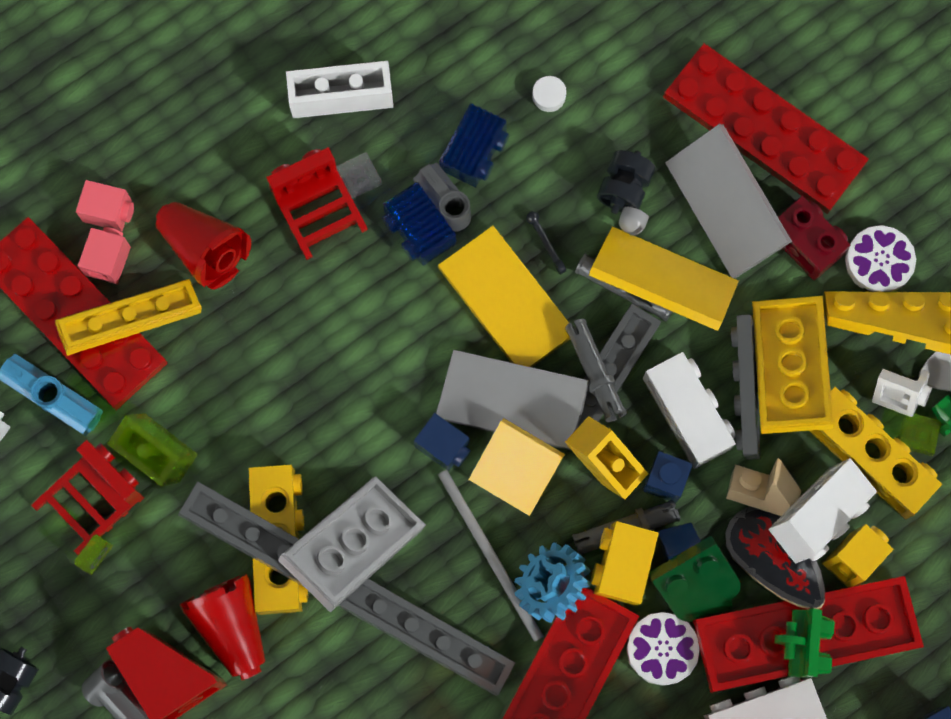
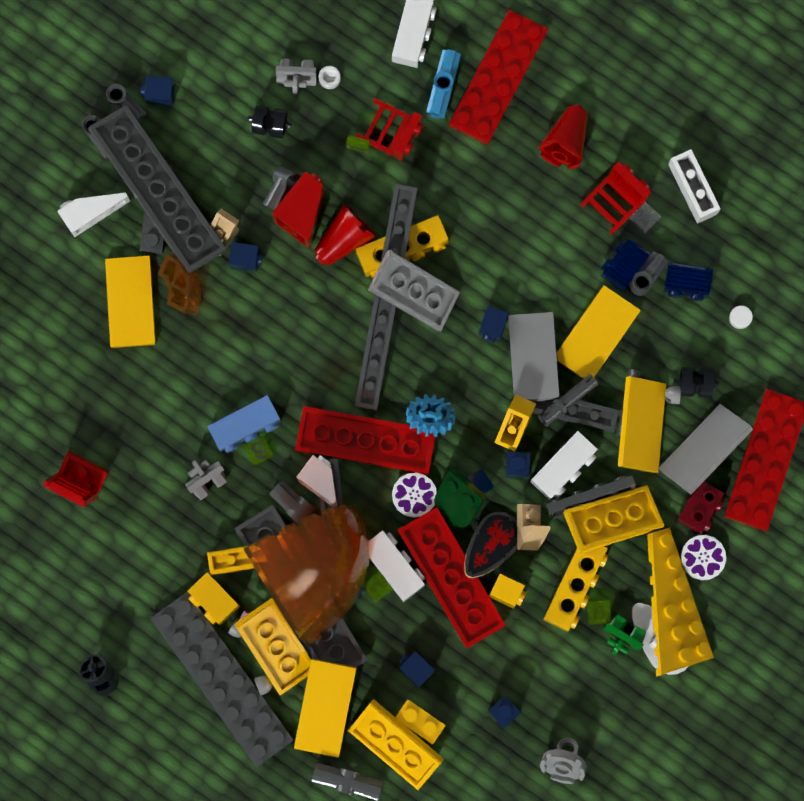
camera: 75 degrees right, 5 degrees up
(104, 255) = (540, 83): coral brick -> none
(105, 206) = (570, 72): coral brick -> none
(128, 316) = (506, 111): yellow tile -> none
(152, 449) = (430, 155): clear neon green brick -> none
(489, 553) = (438, 373): light grey axle -> none
(516, 466) = (493, 372): yellow tile -> none
(533, 218) = (654, 333): black hinge -> none
(624, 562) = (455, 453): yellow brick -> none
(647, 519) = (478, 449): dark grey pin -> none
(803, 643) = (441, 571): green hips -> none
(823, 512) = (526, 563): white brick -> none
(901, 392) = (618, 593): white bracket -> none

